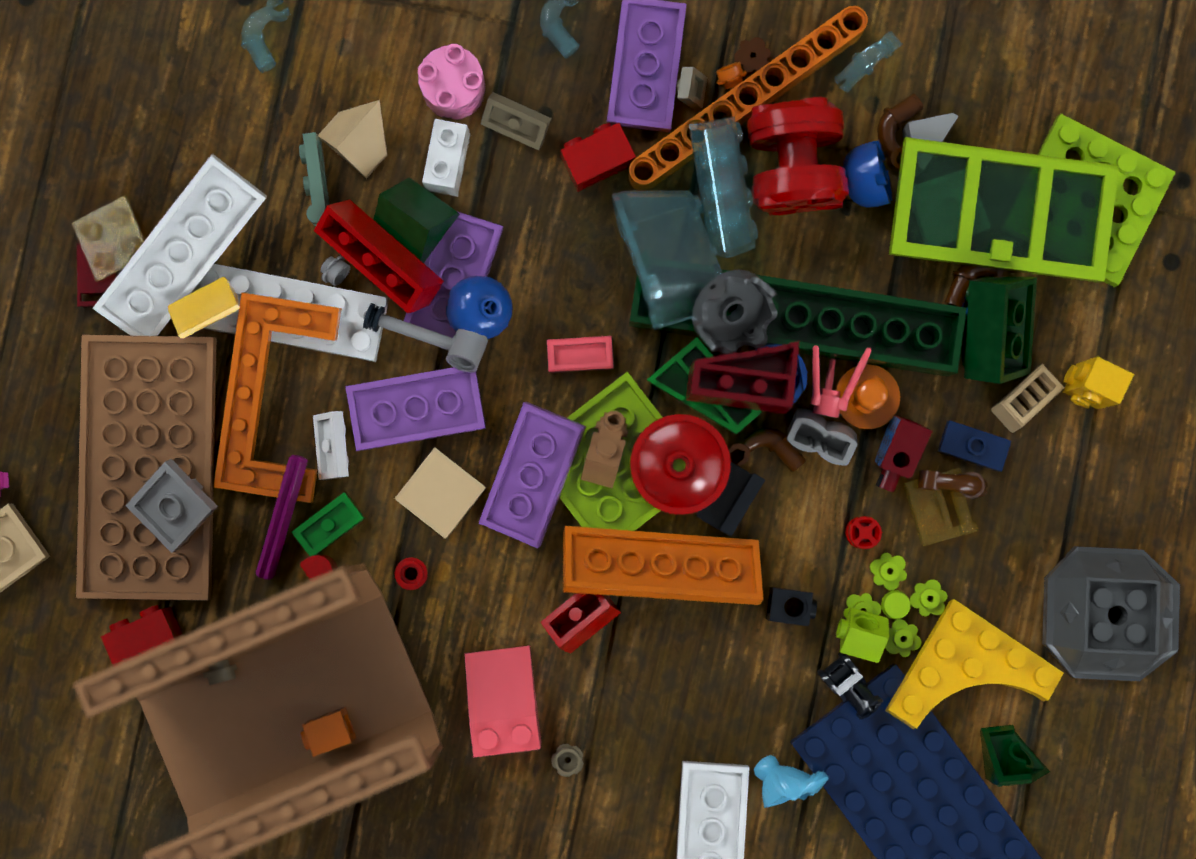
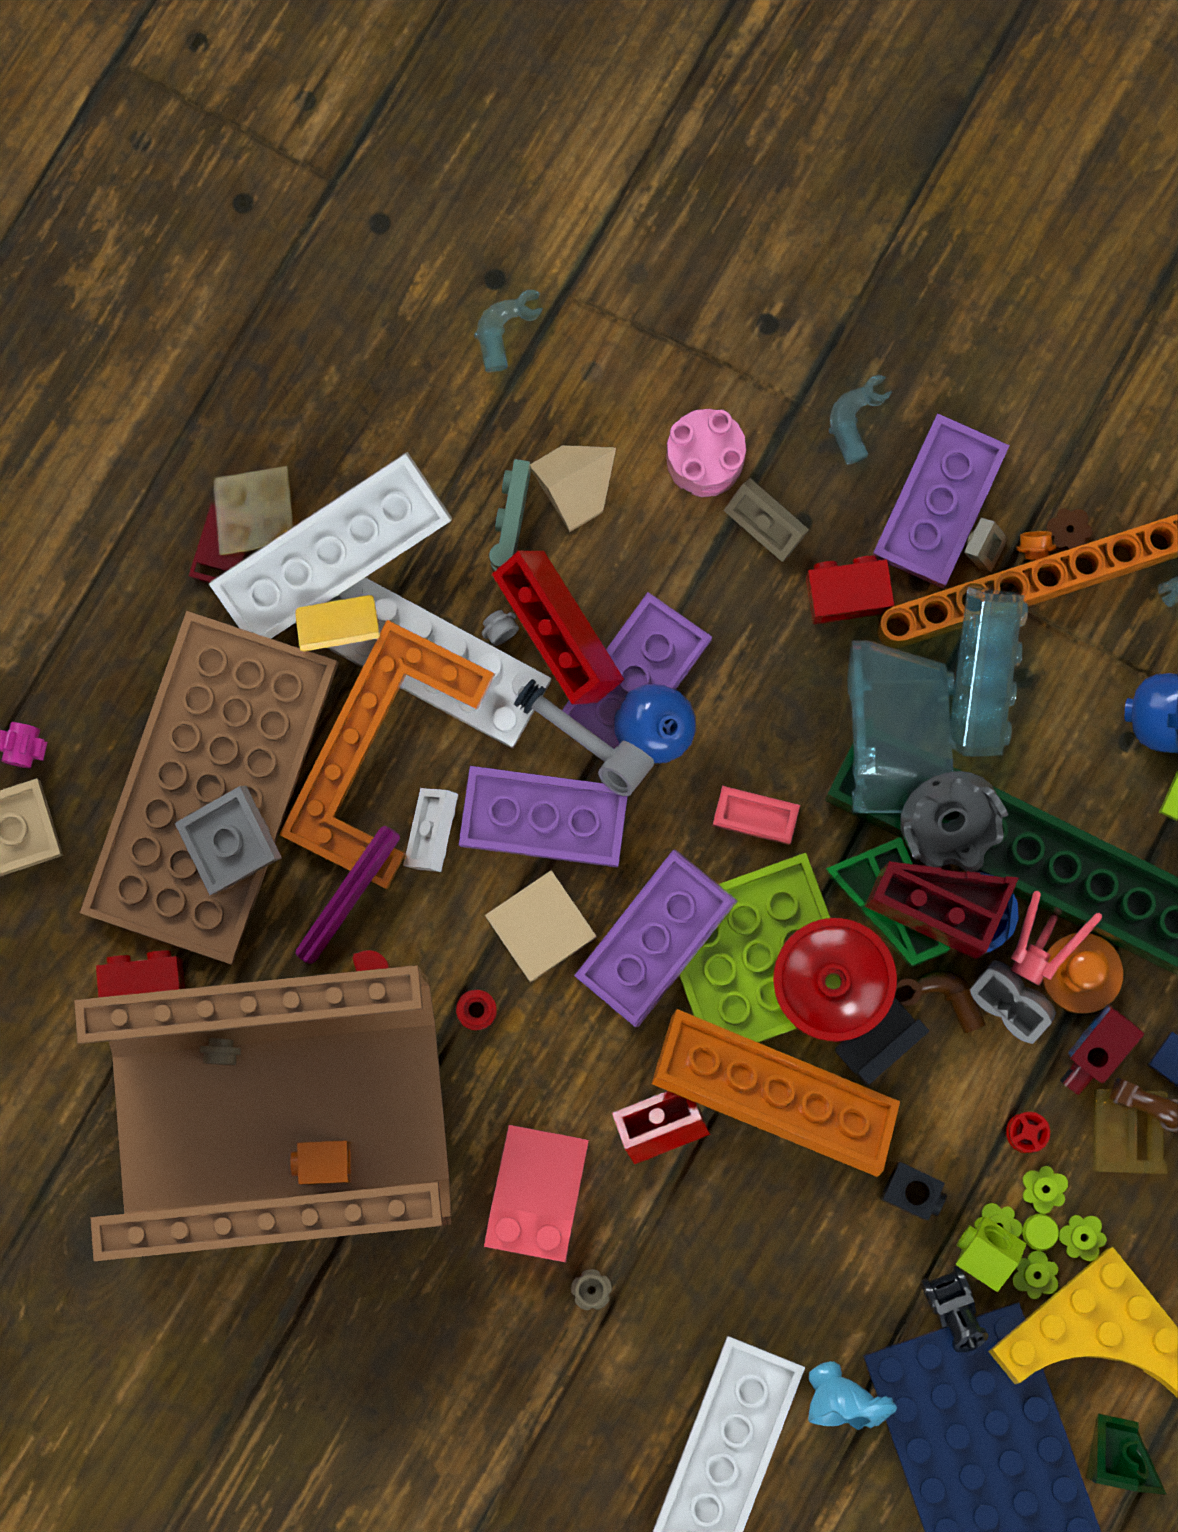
camera: 25 degrees right, 5 degrees down
(328, 524) = (398, 921): green plate -> none
(414, 217) = (612, 594): dark green slope -> none
(446, 157) = (671, 537): white brick -> none
(605, 450) = (752, 935): medium nougat brick -> none
(796, 132) = (1090, 636): red piece -> none

